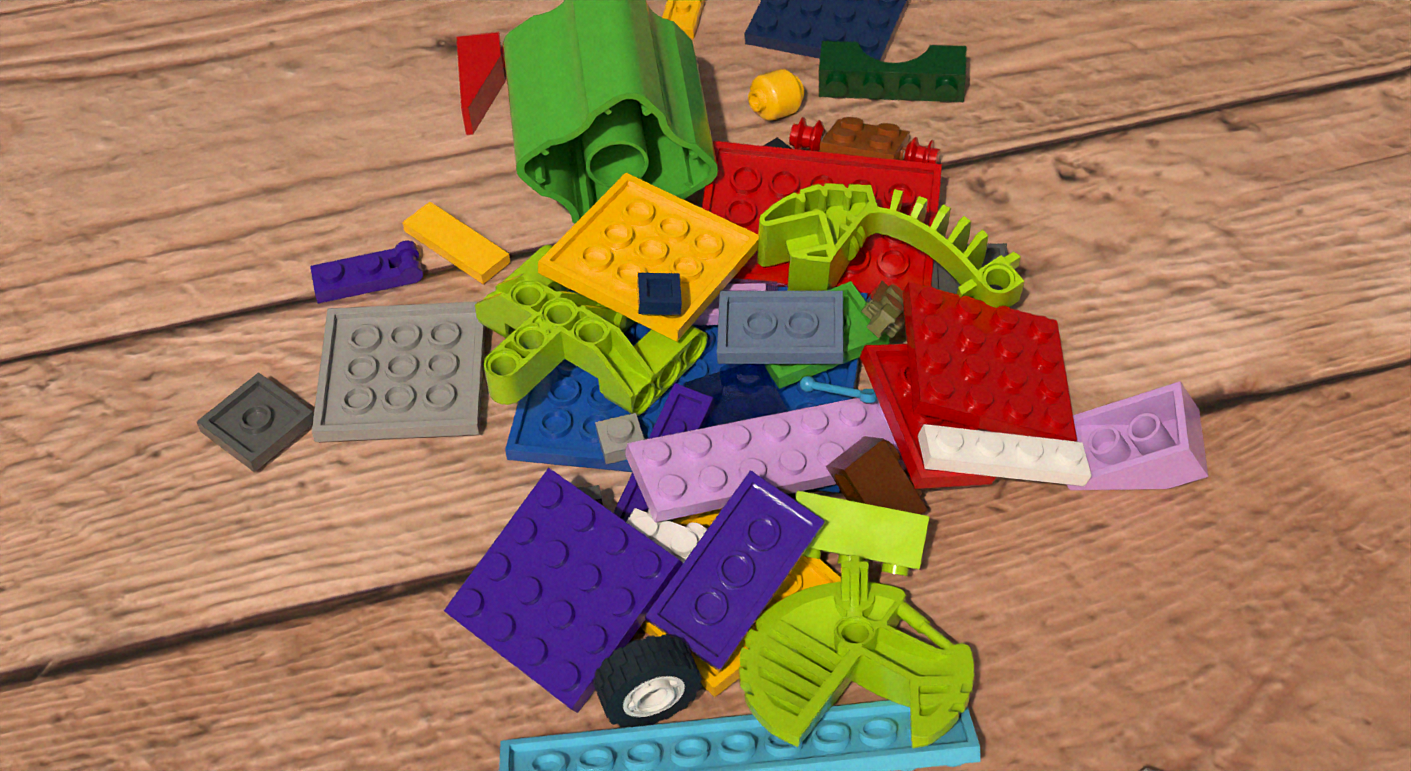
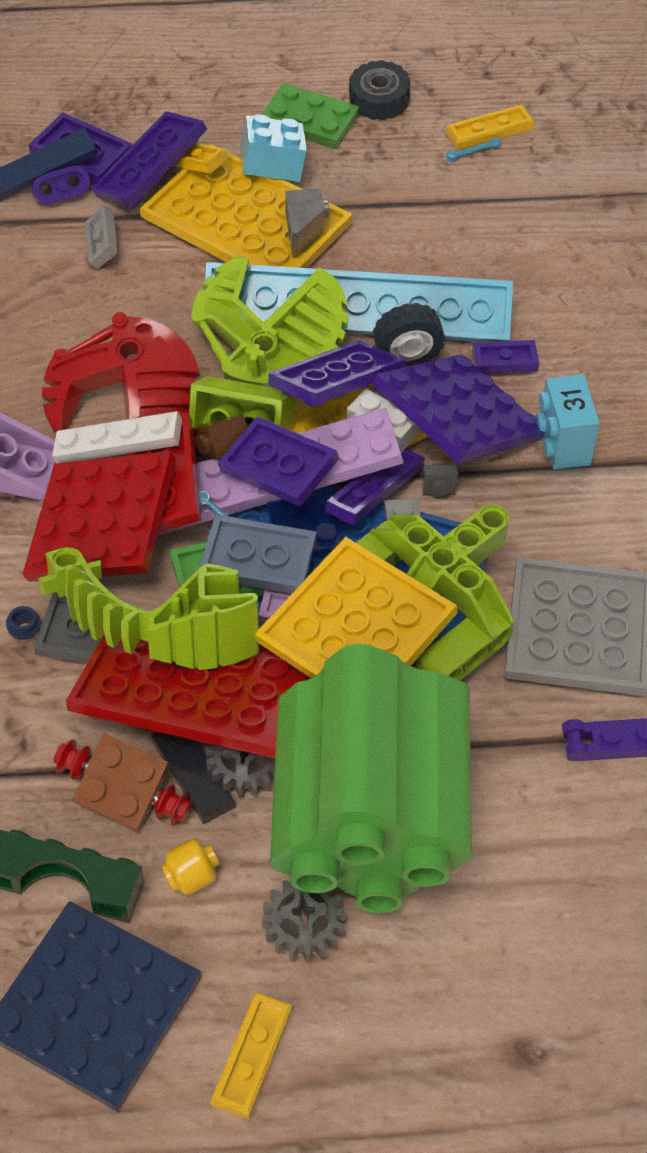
camera: 175 degrees left, 5 degrees up
(415, 589) = (568, 421): none -> medium azure brick
(456, 242) = (530, 758): yellow tile -> none
(480, 75) = (497, 966): red slope -> none
(505, 714) = (505, 356): none -> dark purple plate
(659, 293) = (357, 552): dark blue plate -> none
(782, 419) = (278, 461): none -> dark purple plate
(885, 310) = (165, 565): olive hinge -> none
(1024, 582) = (152, 381): none -> red piece
(1034, 273) = (23, 615): none -> dark blue plate

